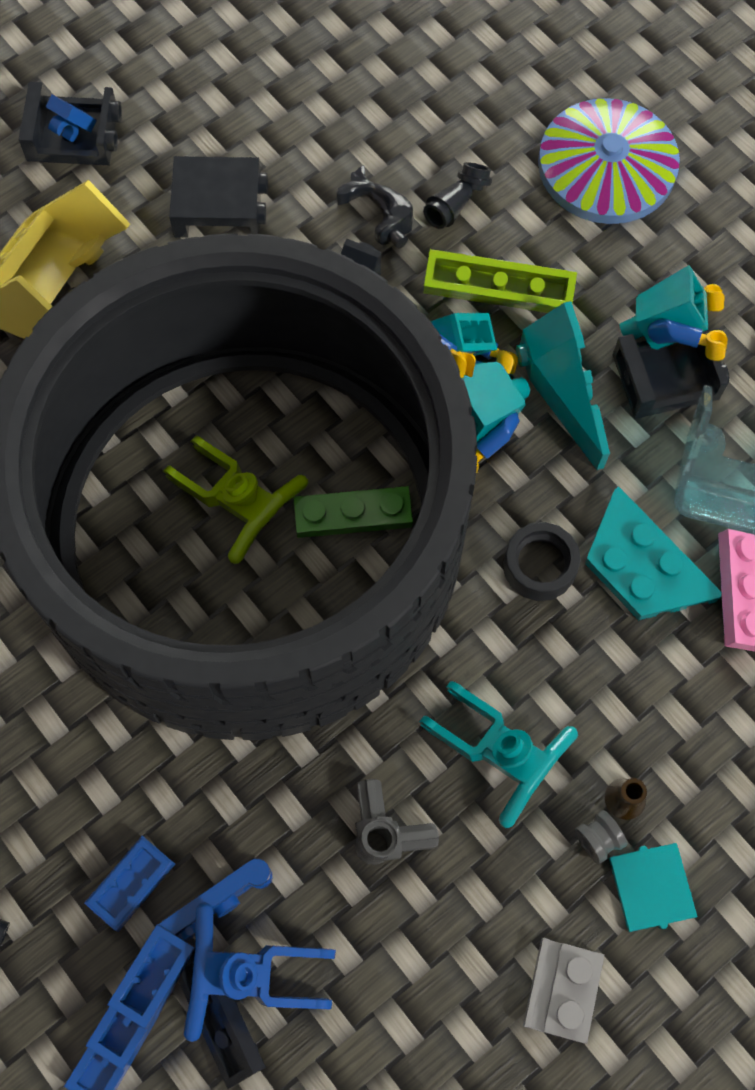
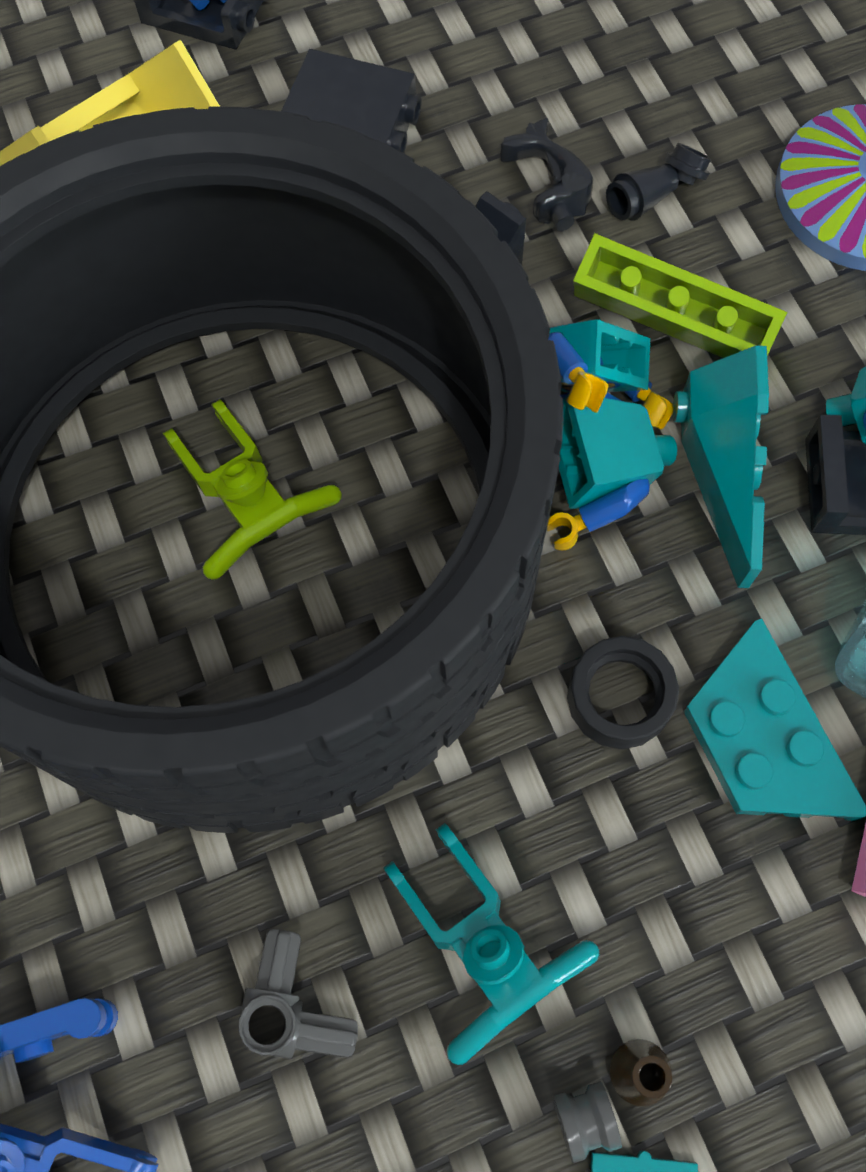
camera: 20 degrees right, 0 degrees up
(353, 512) = (378, 550): bright green plate -> none

